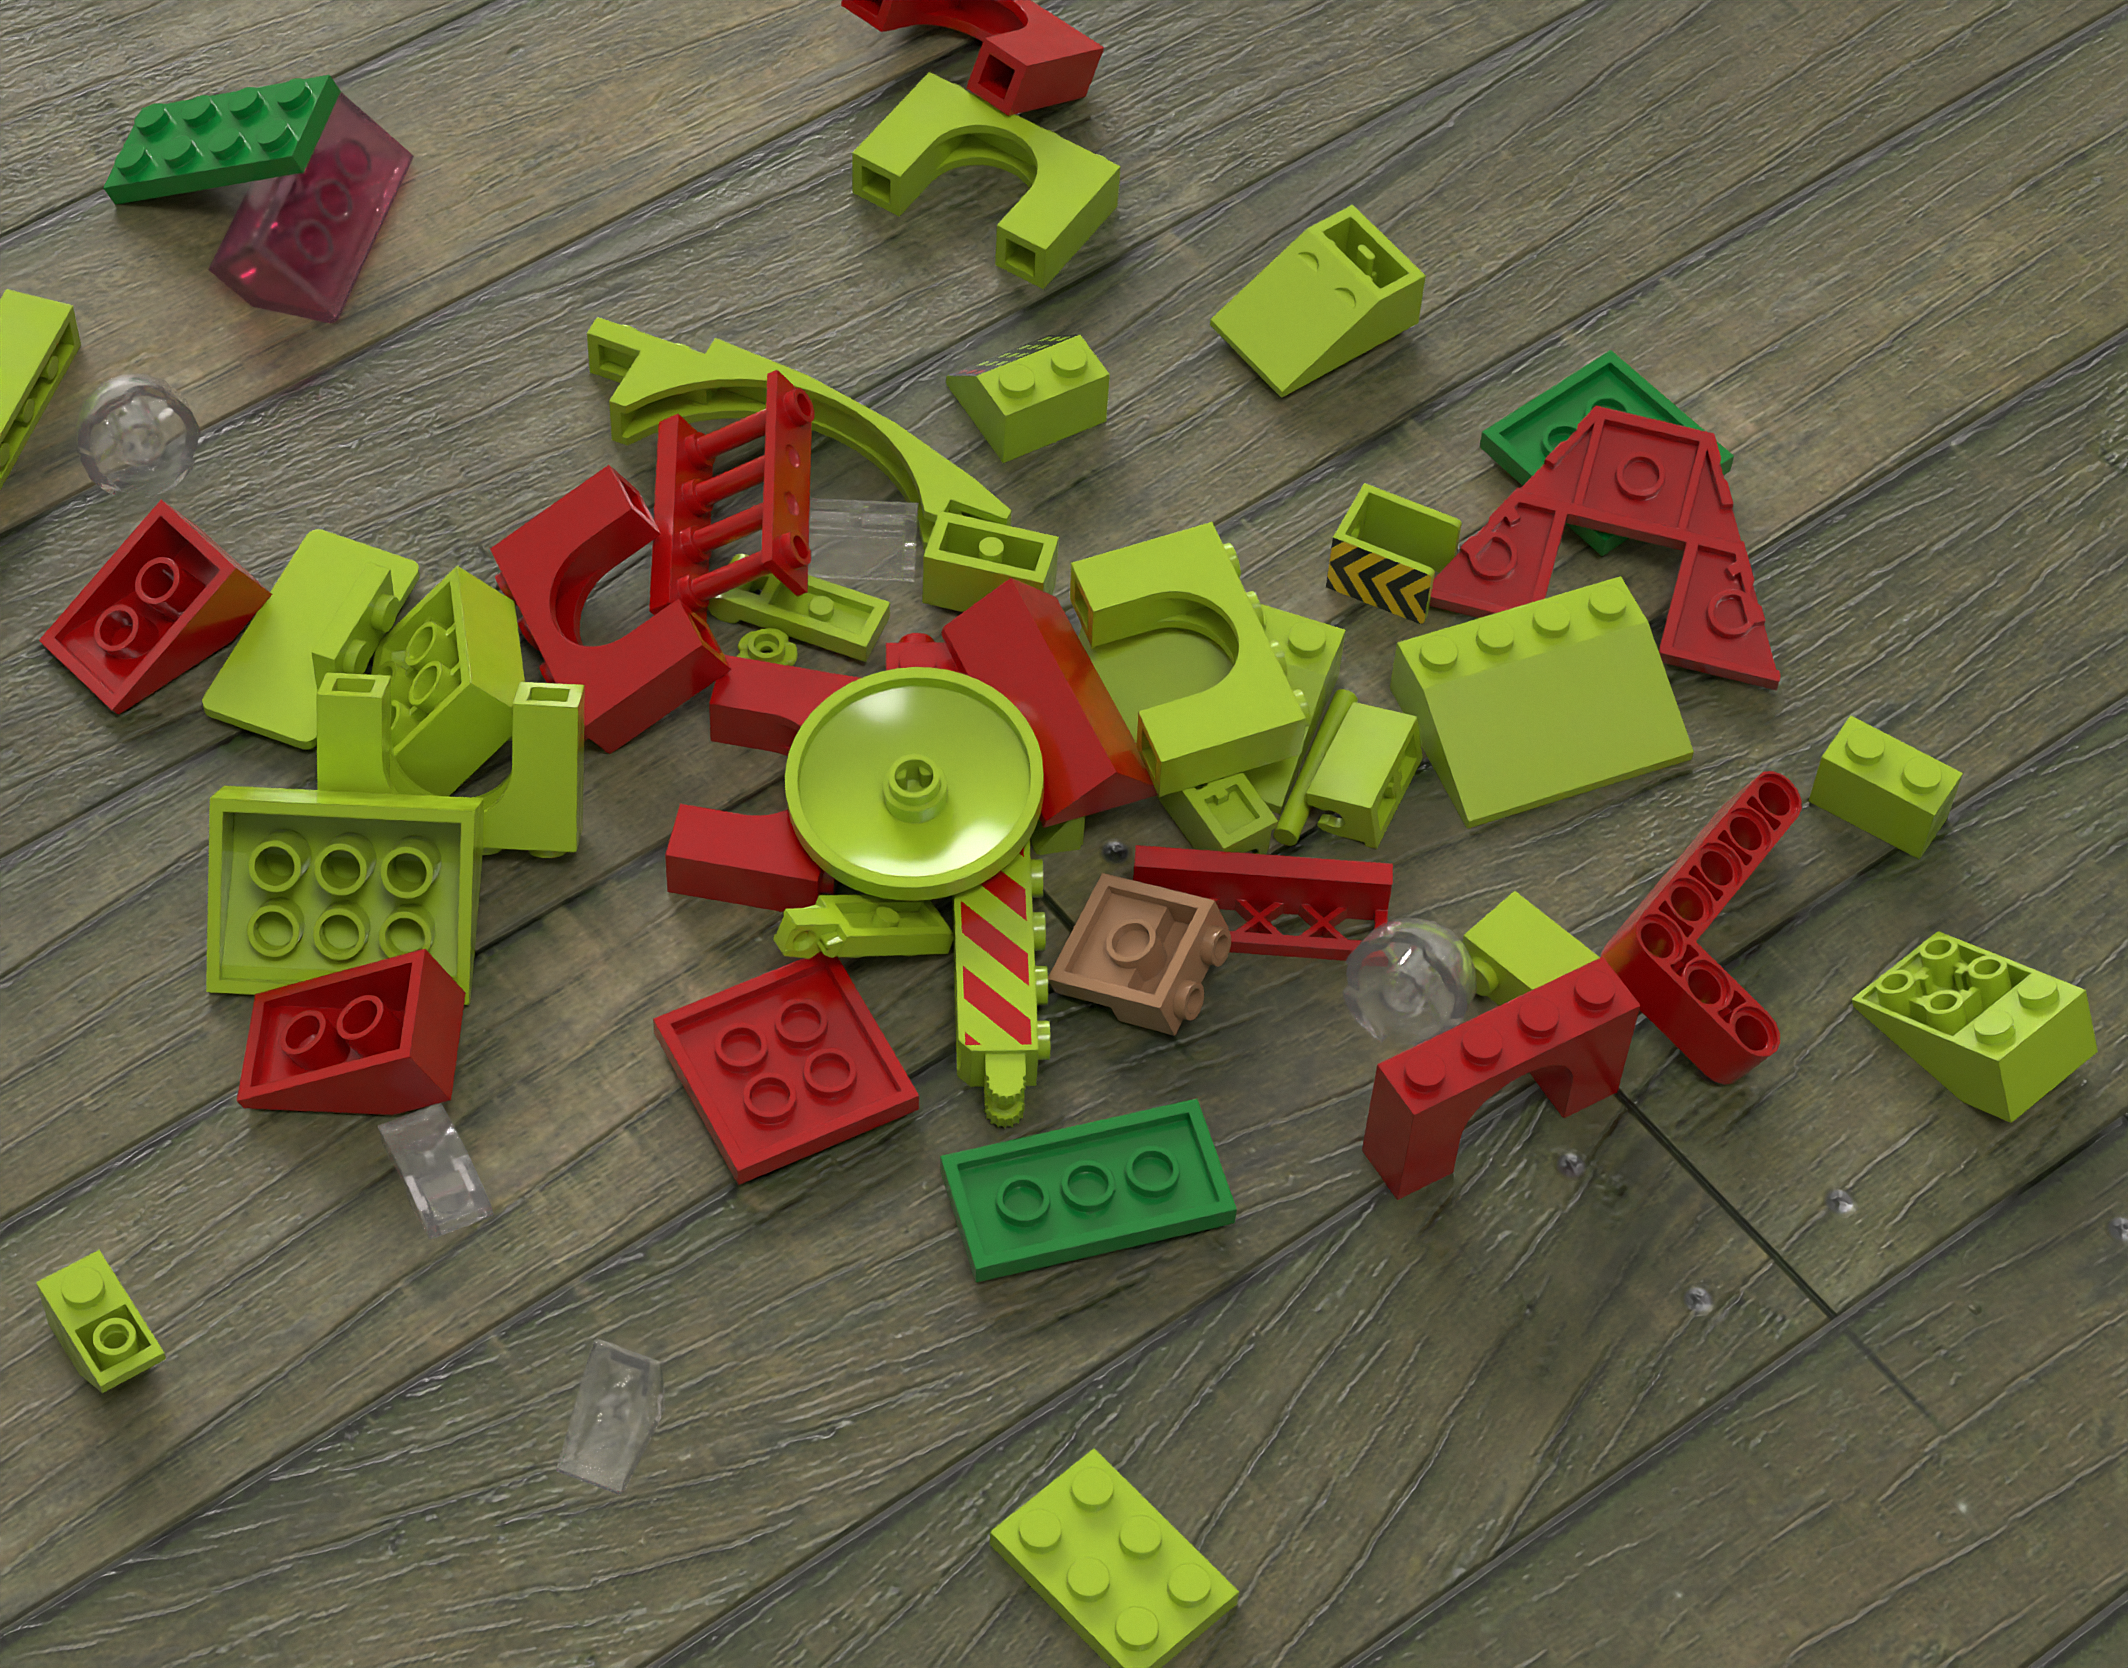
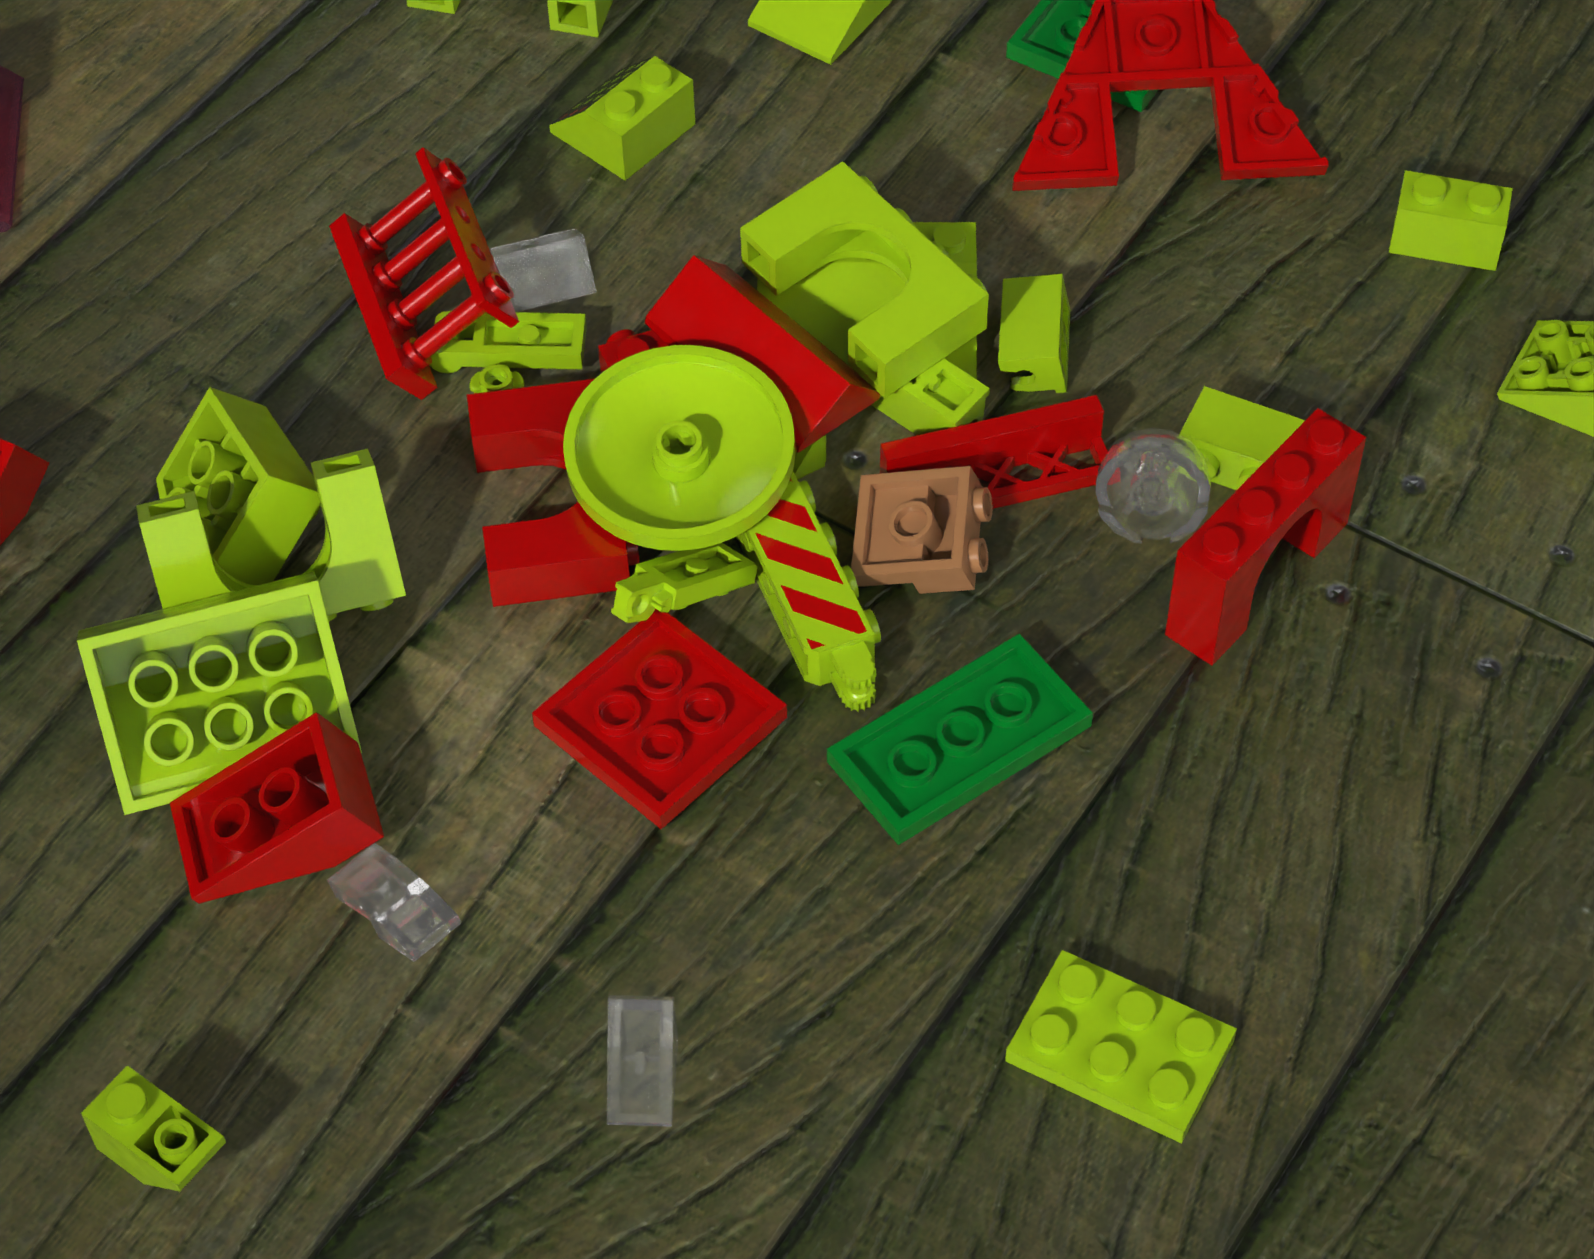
camera: 15 degrees left, 0 degrees up
(320, 620) = (100, 467): lime bracket -> none
(550, 573) = (288, 371): red arch -> none
(731, 383) = (381, 177): lime slope -> none
(975, 556) = (649, 255): lime brick -> none
(1297, 809) = (989, 345): lime bar -> none
(1391, 552) = (980, 155): piece -> none
(1541, 701) = (1149, 235): lime slope -> none
(1657, 945) = (1342, 365): red beam -> none

